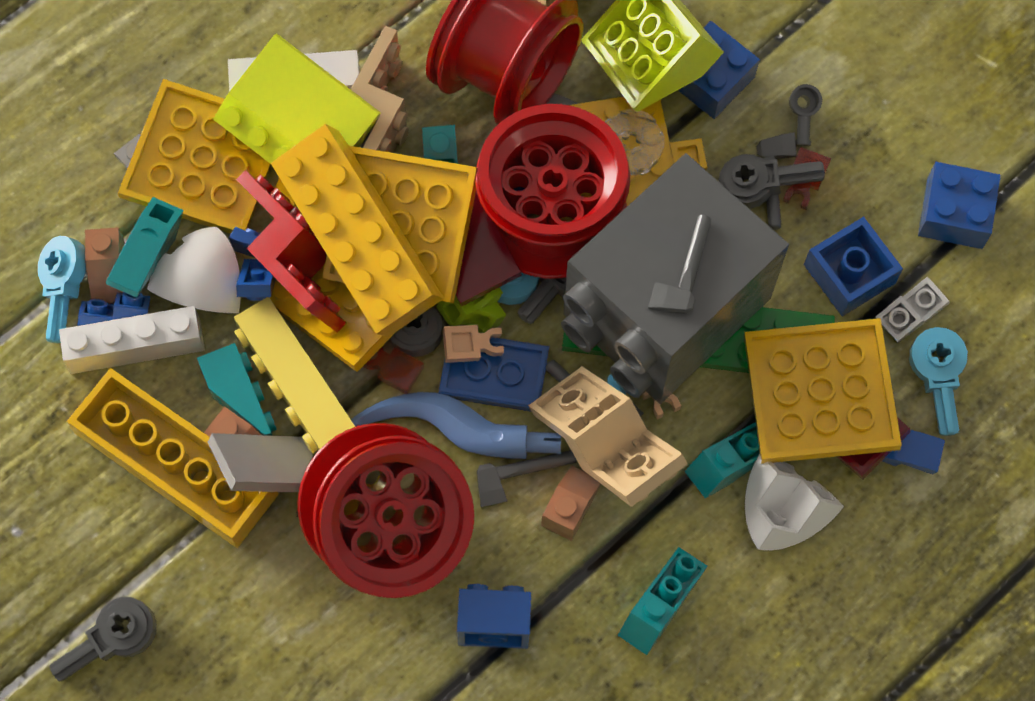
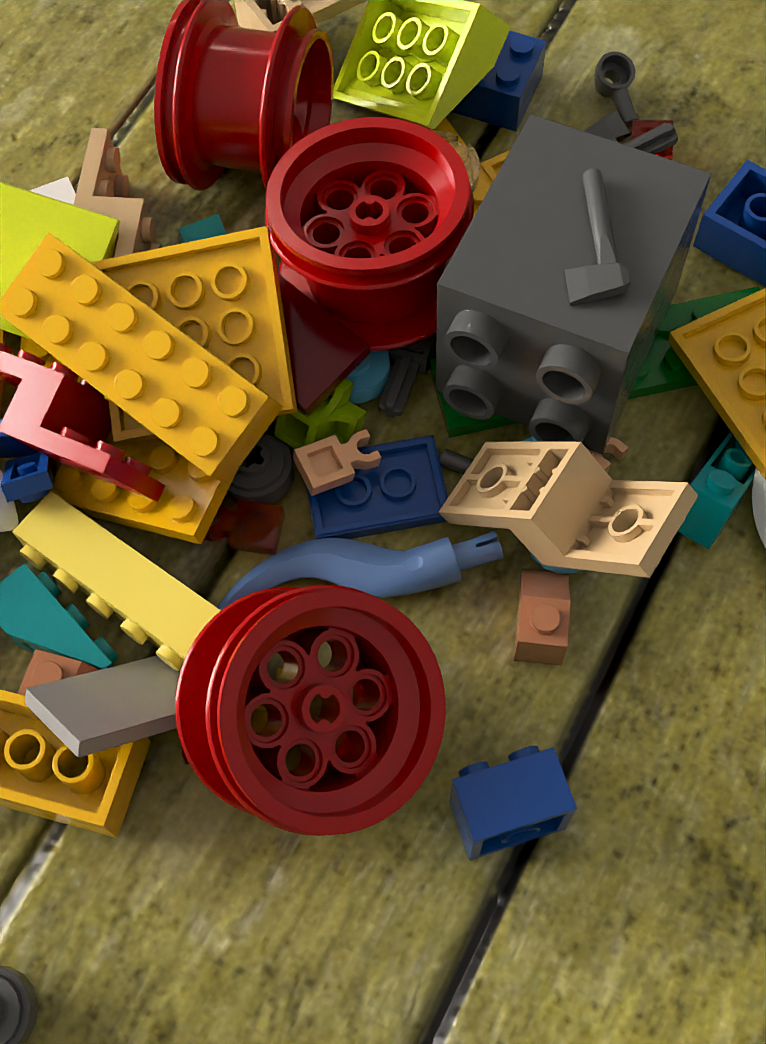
camera: 15 degrees left, 5 degrees down
(489, 476) = (427, 616): dark grey piece -> none
(662, 601) = (716, 702): teal slope -> none

